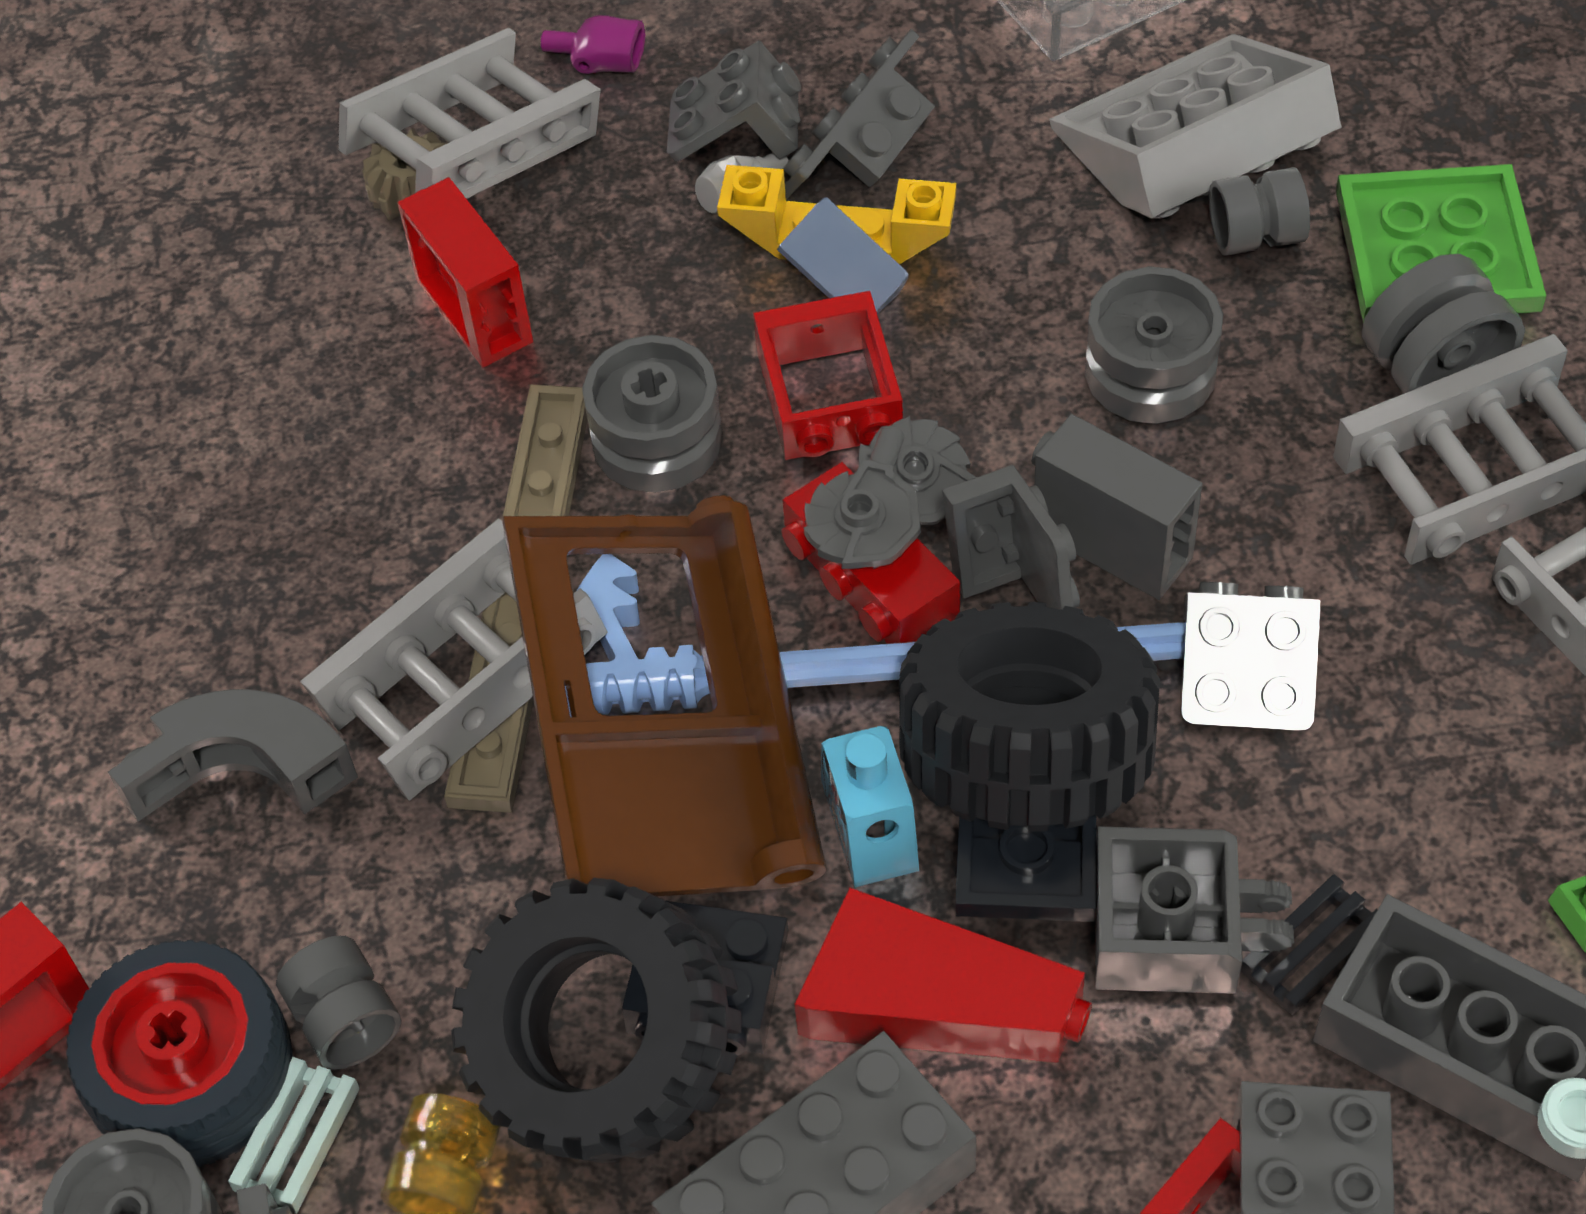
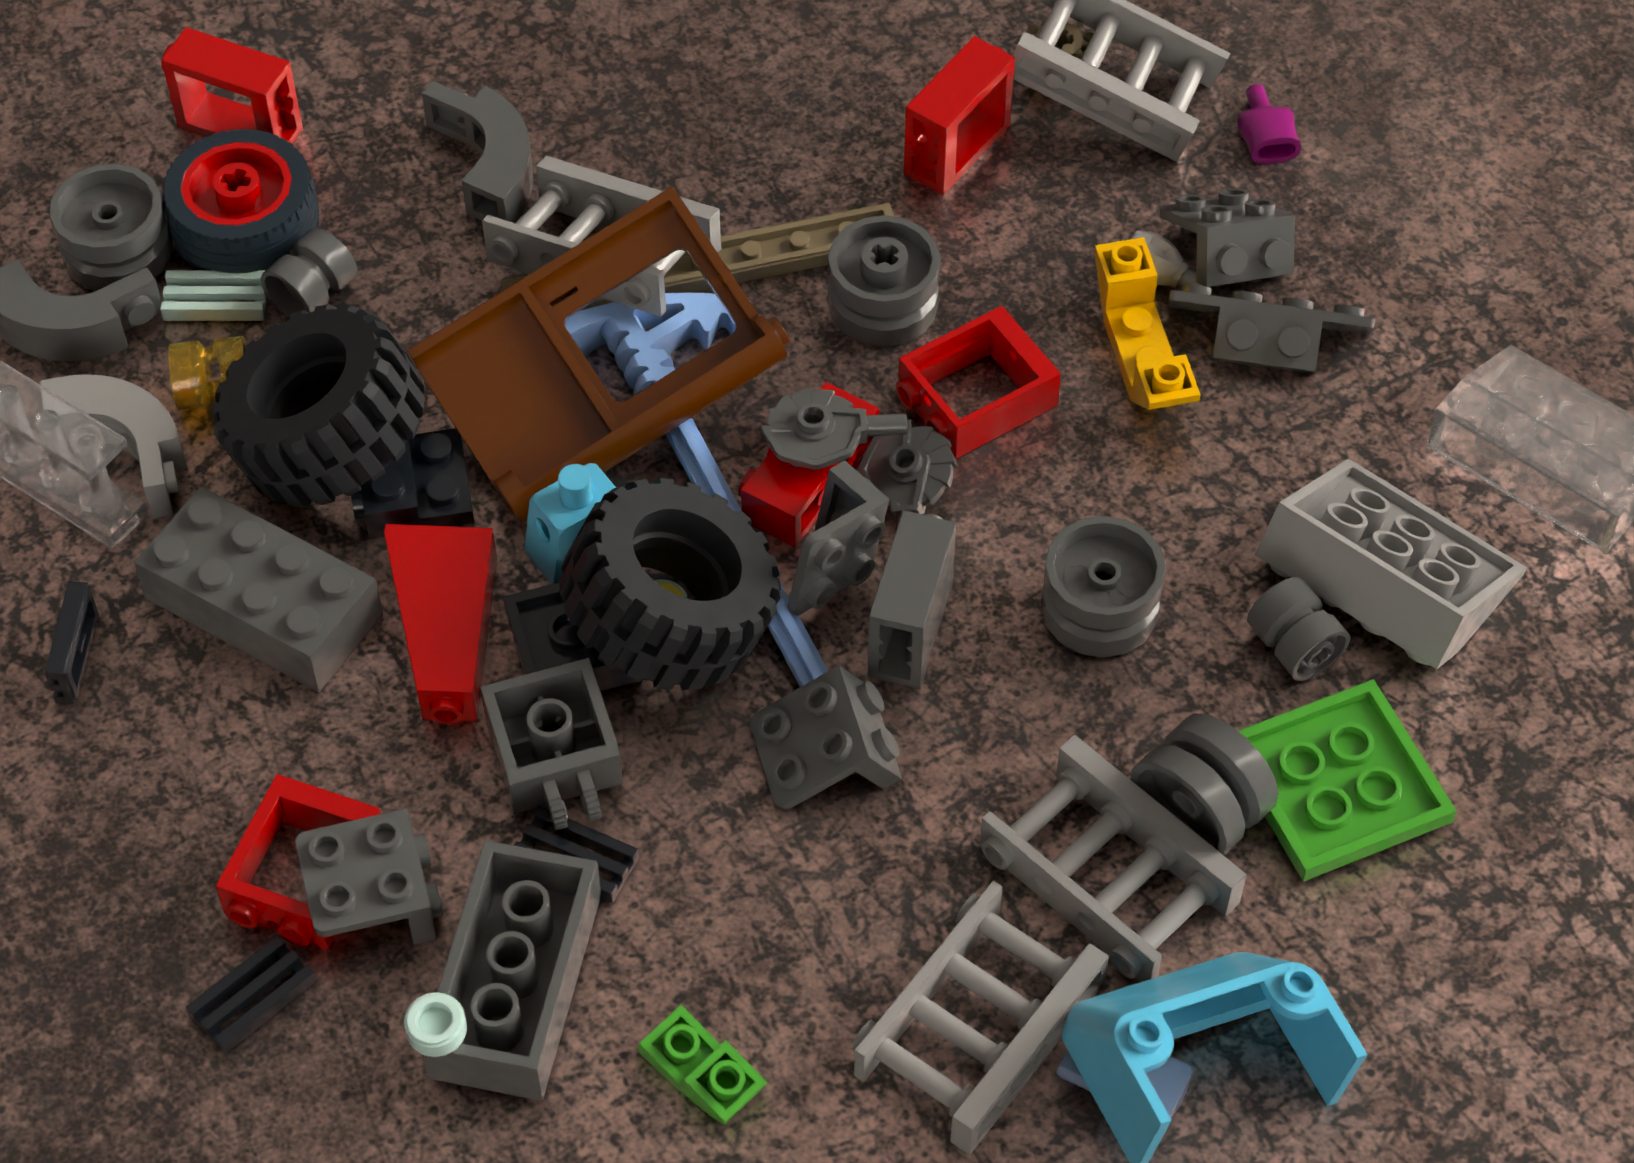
camera: 65 degrees right, 0 degrees up
(842, 256) = (1096, 355): sand blue slope -> none

